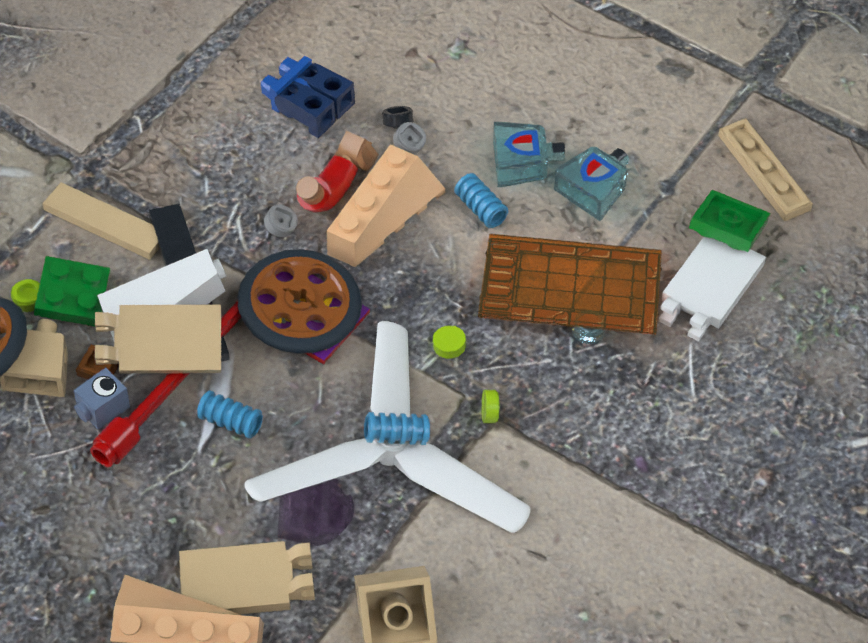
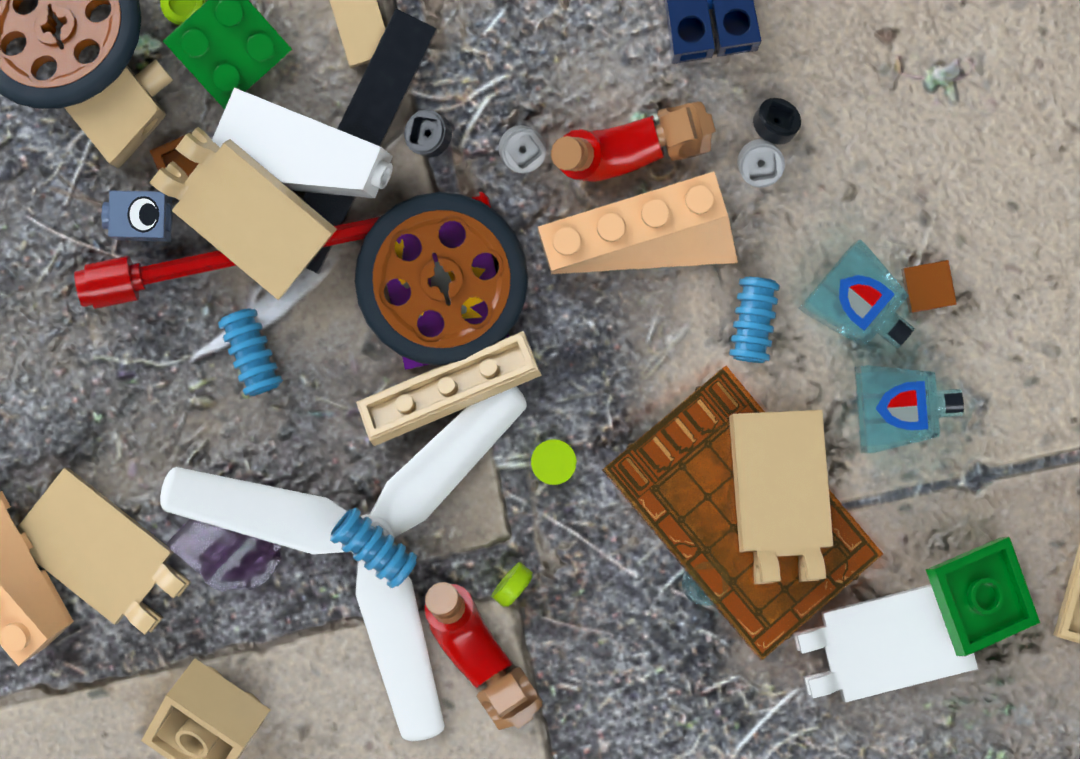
camera: 45 degrees right, 35 degrees up
(225, 248) = (428, 133): none -> black tile
(356, 347) = (448, 389): none -> tan tile
(497, 452) = (478, 656): none -> piece
(555, 125) = (929, 286): none -> dark orange tile
(581, 256) = (782, 491): none -> tan tile

